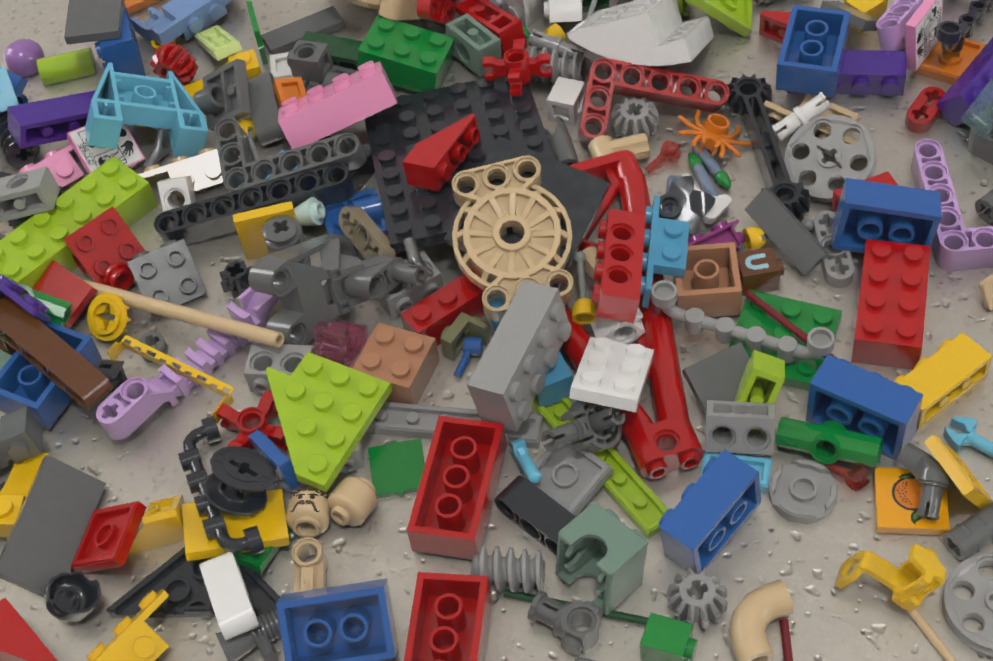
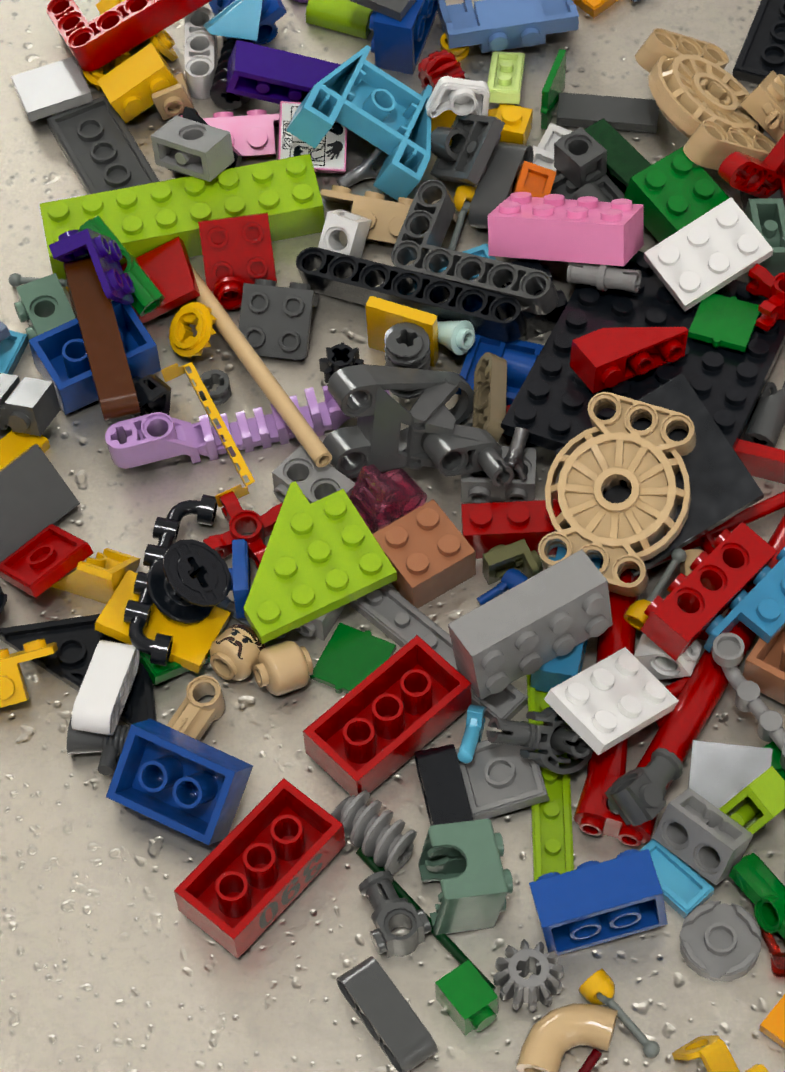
camera: 30 degrees right, 5 degrees up
(197, 62) = (460, 96): none -> white piece
(385, 120) = (604, 276): none -> light grey pin
(446, 68) = (708, 254): none -> white plate
(489, 103) = (724, 322): none -> green piece
(682, 420) = (641, 792): none -> dark grey connector
(754, 576) = (600, 991): none -> hinge

